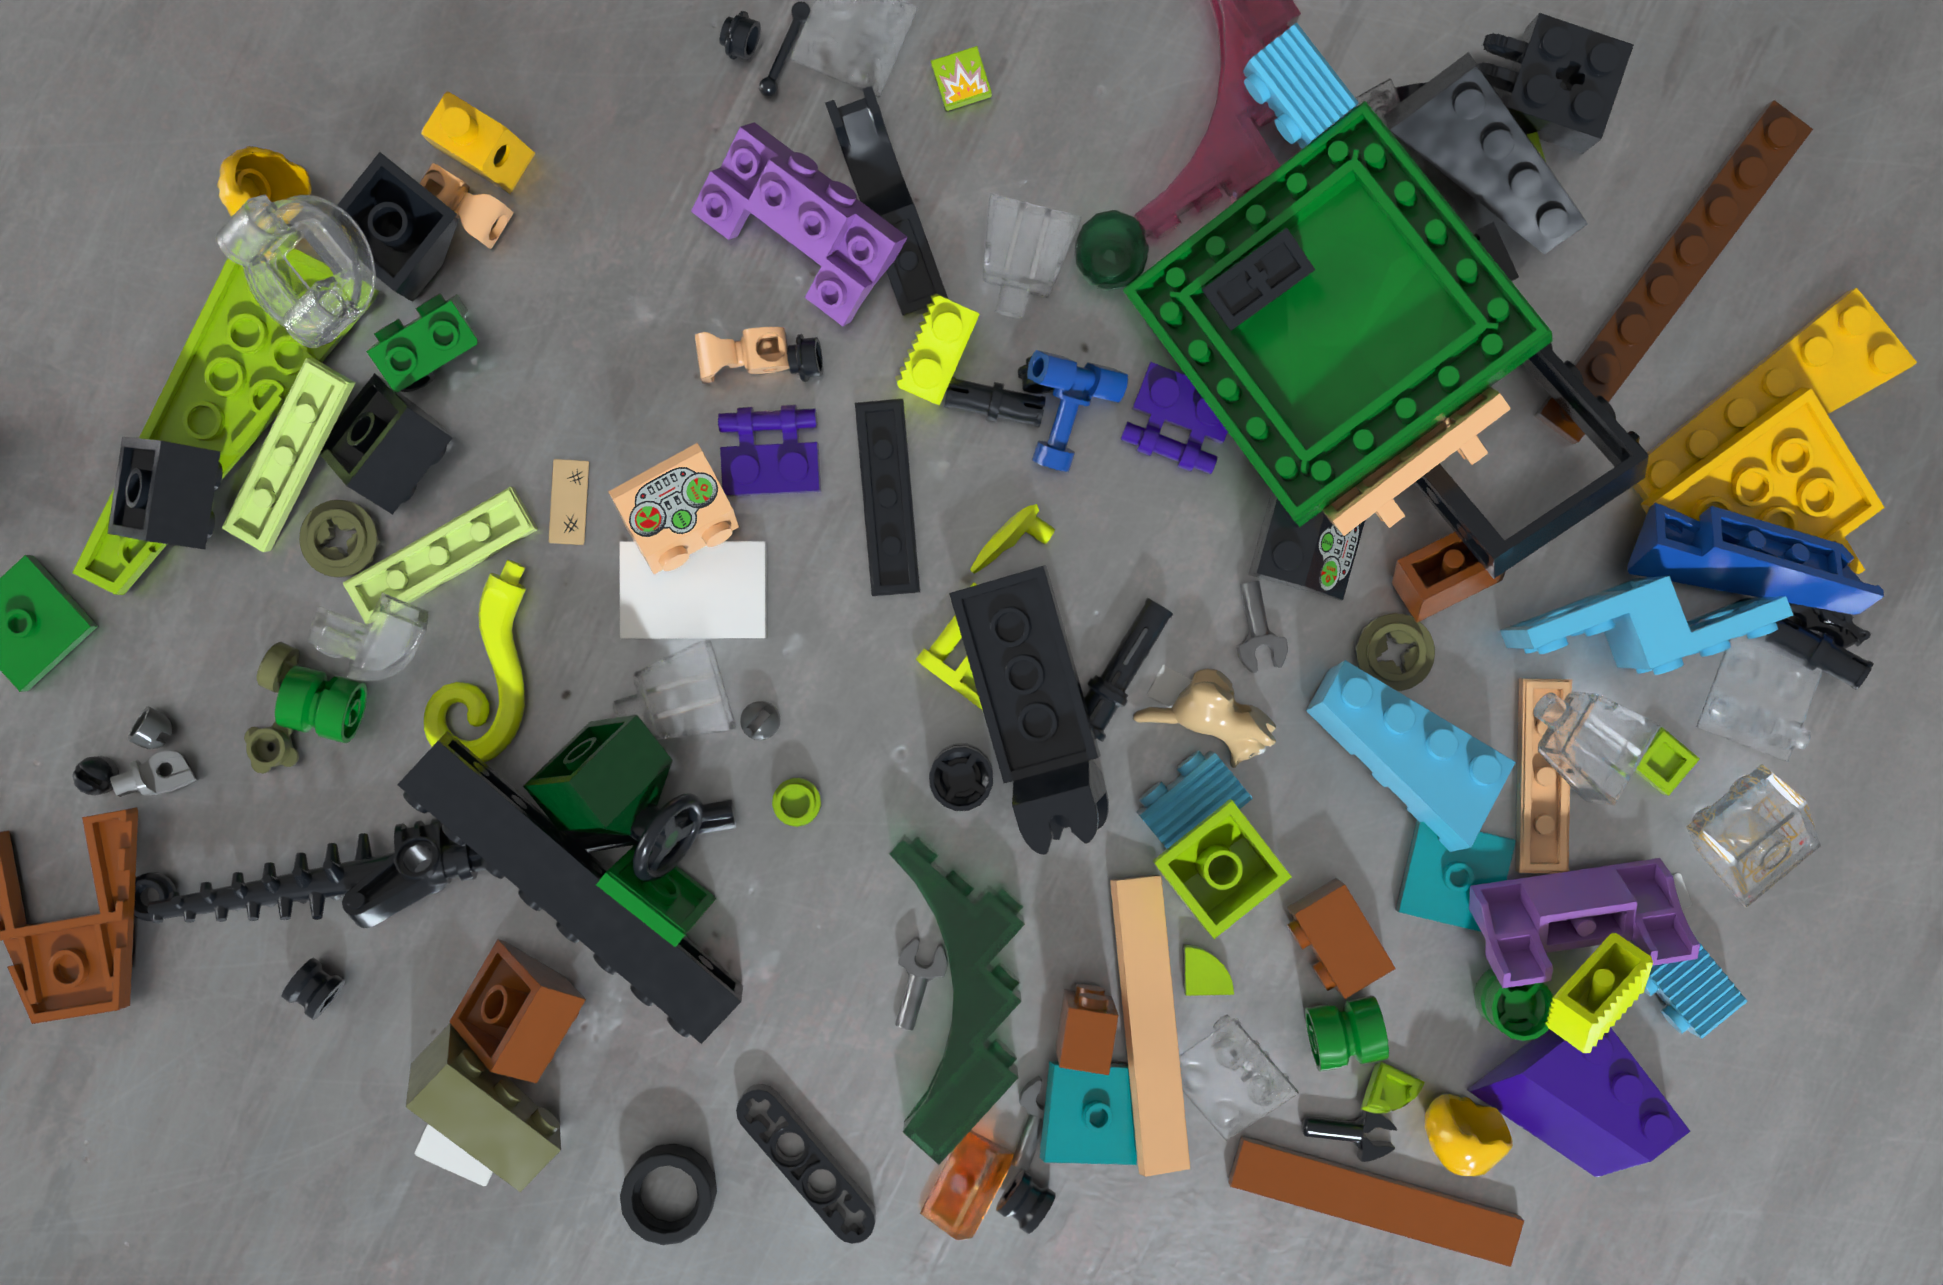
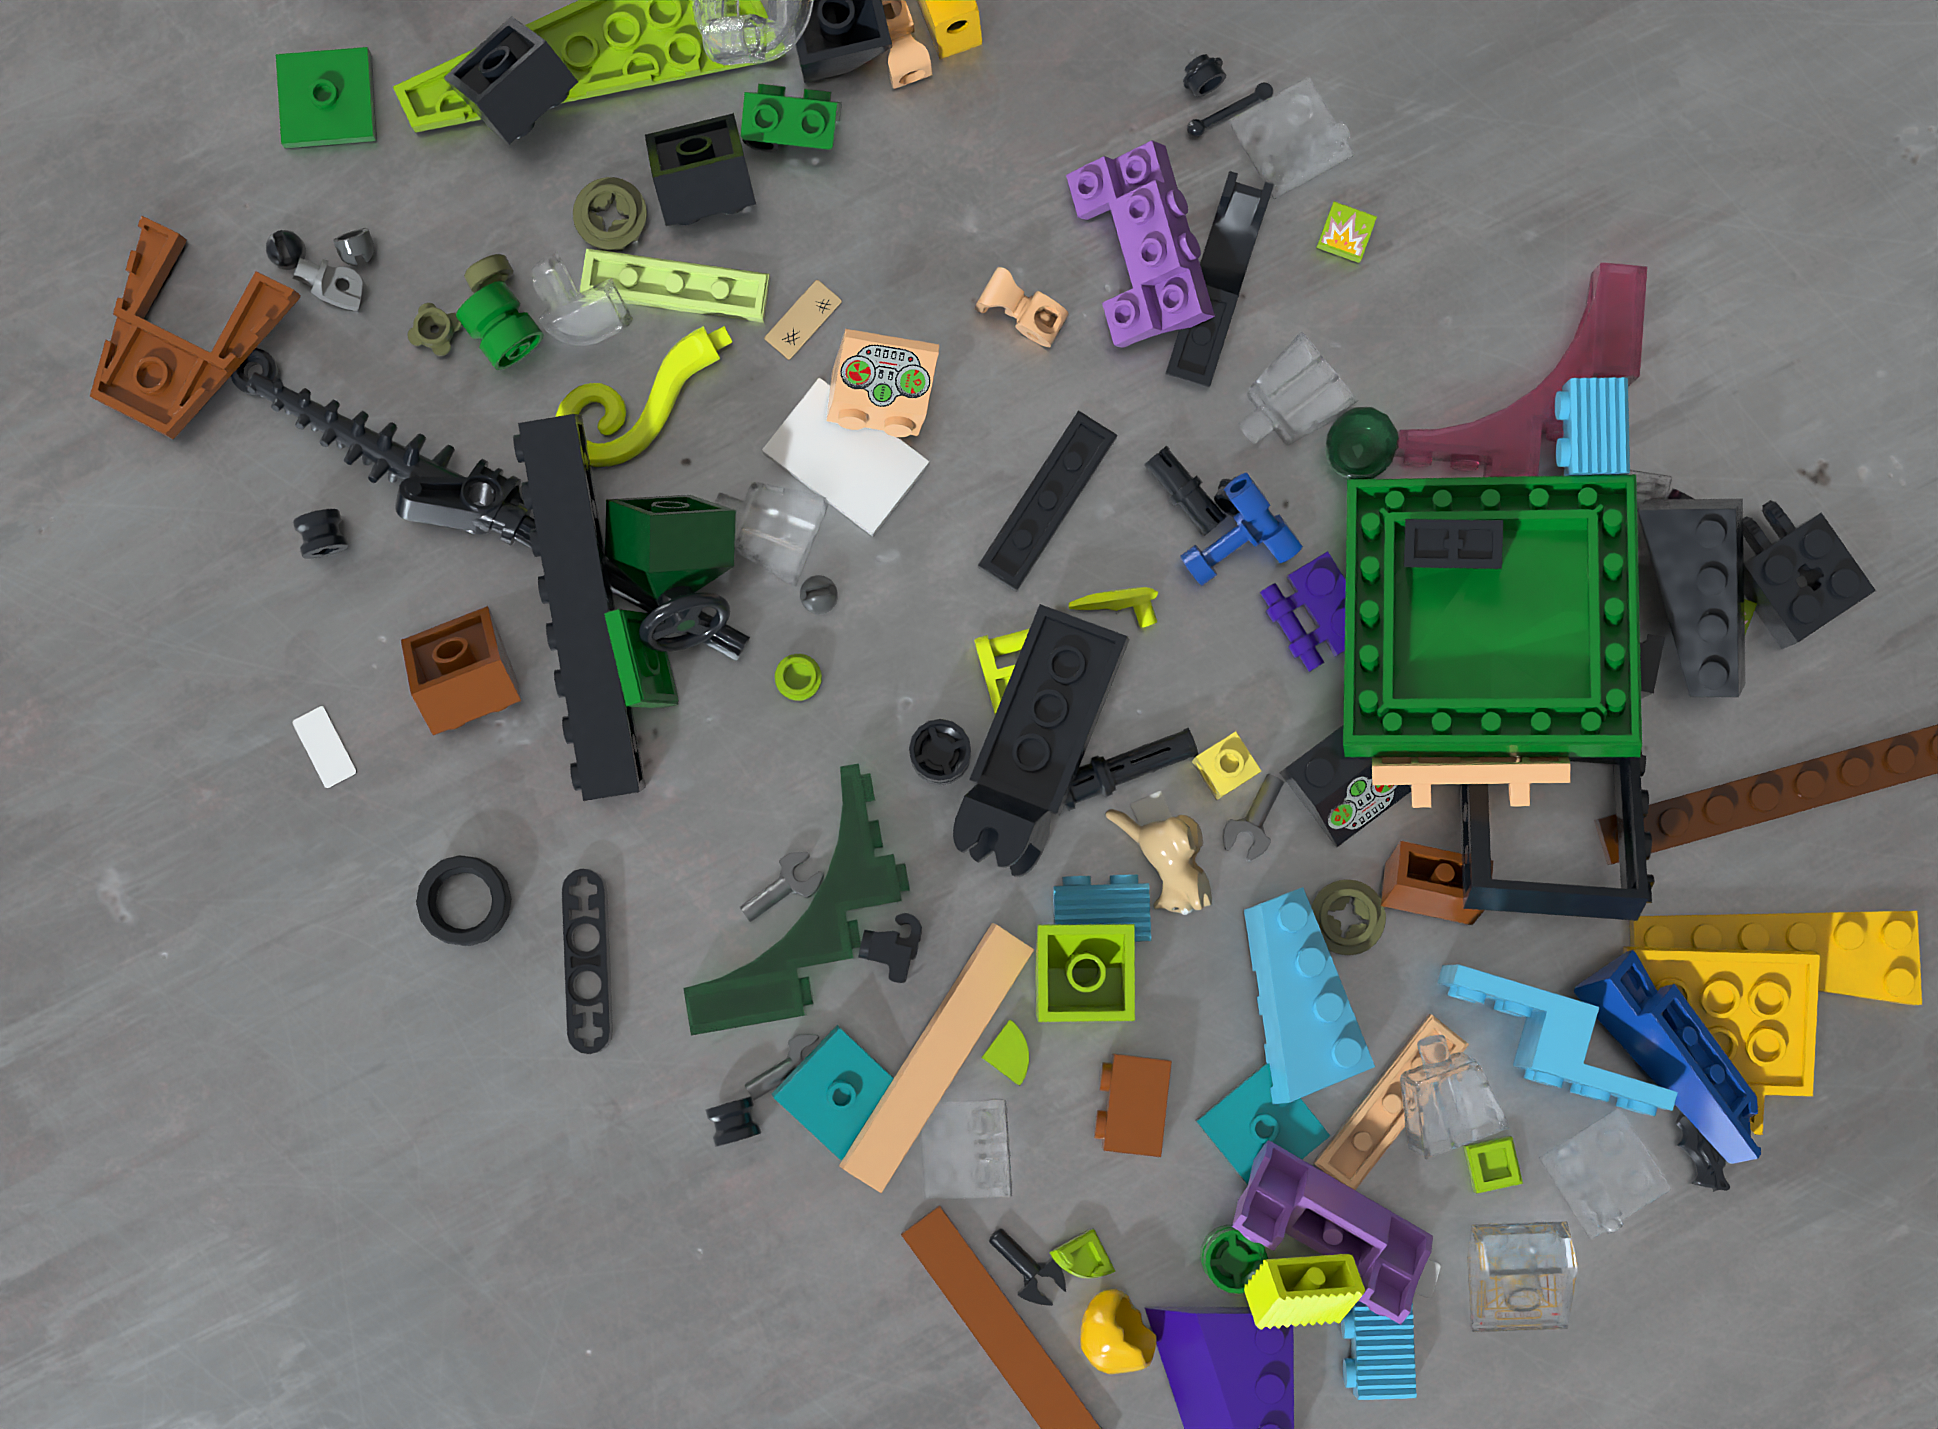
camera: 40 degrees right, 5 degrees down
(288, 454) = (622, 123): yellowish green tile -> none
(481, 1110) = (376, 724): olive wedge -> none
(769, 467) = (976, 410): dark purple plate -> none
(805, 357) = (1067, 348): black plate -> none
(937, 349) = (1172, 416): neon yellow brick -> none
(967, 1186) = (697, 1076): clear orange slope -> none
(1046, 968) = (892, 949): none -> black piece
(1086, 1030) = (886, 1017): dark orange brick -> none
(1204, 605) = (1226, 765): none -> light yellow brick
(1353, 1032) = (1085, 1182): green wheel -> none
(1820, 652) = (1677, 1169): black pin -> none

